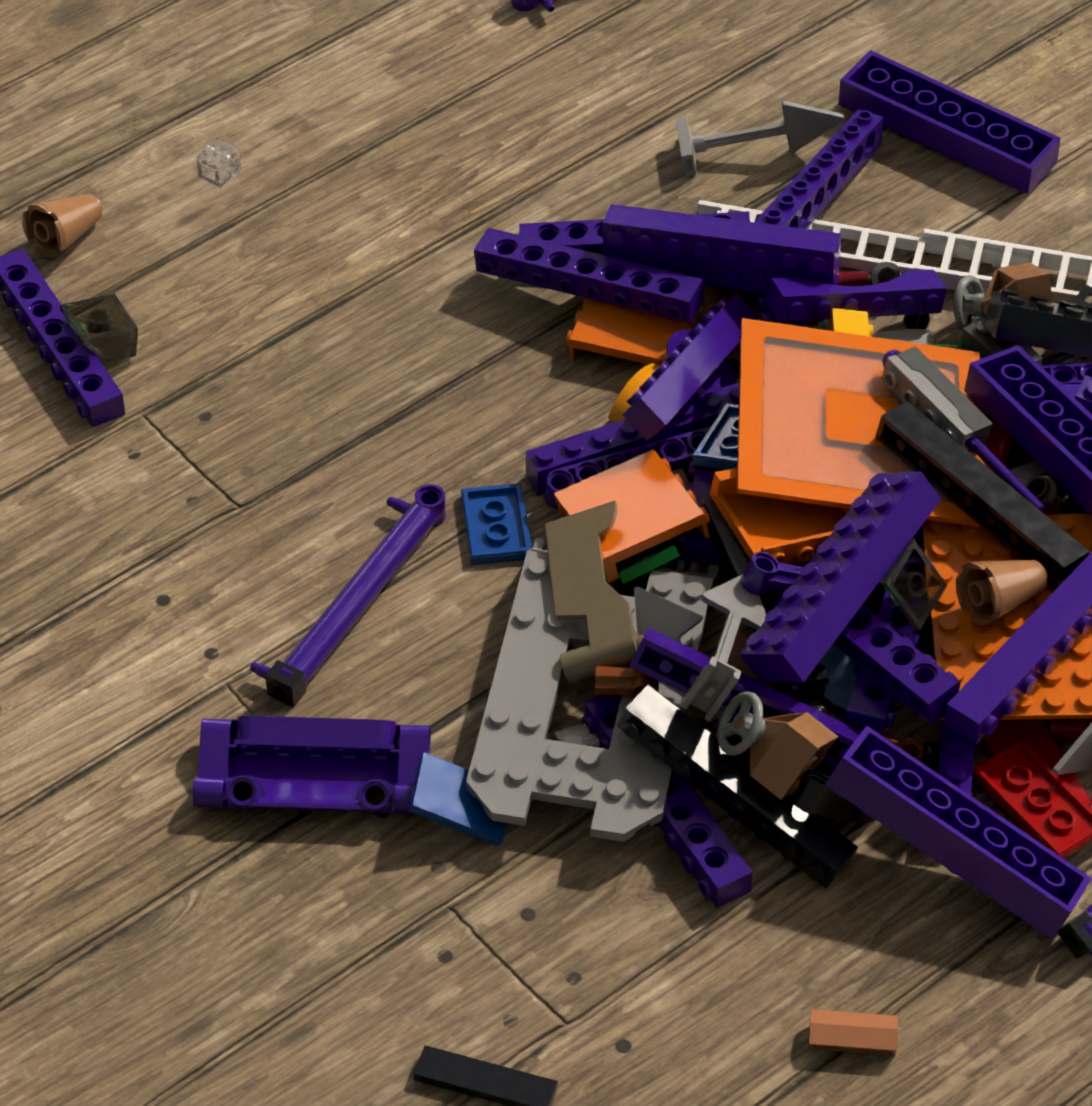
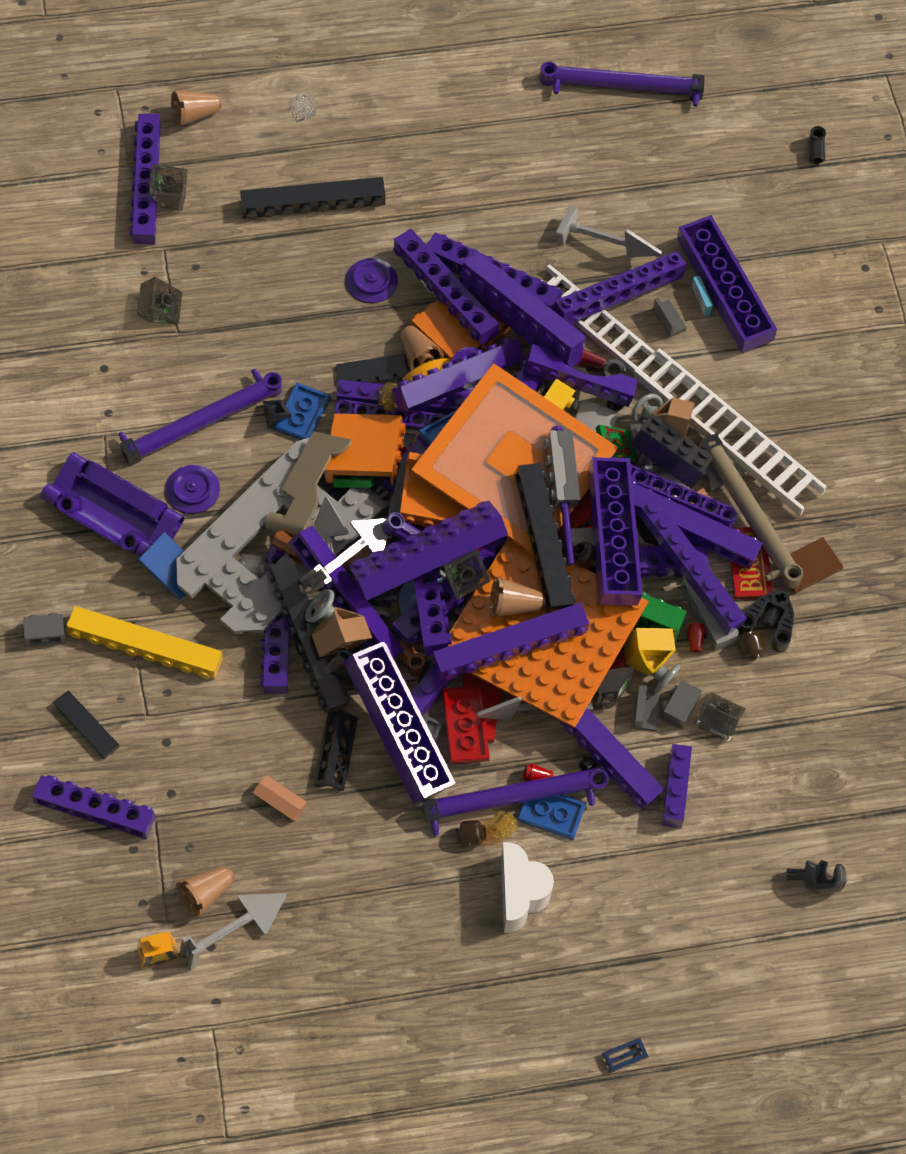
camera: 25 degrees right, 15 degrees up
(186, 477) = (159, 302): none -> clear smoke slope
(313, 260) = (312, 197): none -> black brick
(328, 979) = (44, 629): none -> dark grey brick
(410, 691) = (192, 489): none -> dark purple piece
(461, 539) = (275, 412): none -> black slope
(469, 325) = (371, 280): none -> dark purple piece
(493, 922) = (144, 642): none -> yellow brick
(570, 418) = (370, 369): none -> black windscreen
(603, 368) = (419, 347): none -> medium nougat cone
(618, 434) = (386, 397): none -> clear yellow head
(881, 927) = (332, 747): none -> black fence
(901, 194) = (668, 317): none -> dark grey panel
(926, 151) = (702, 295): none -> medium azure tile

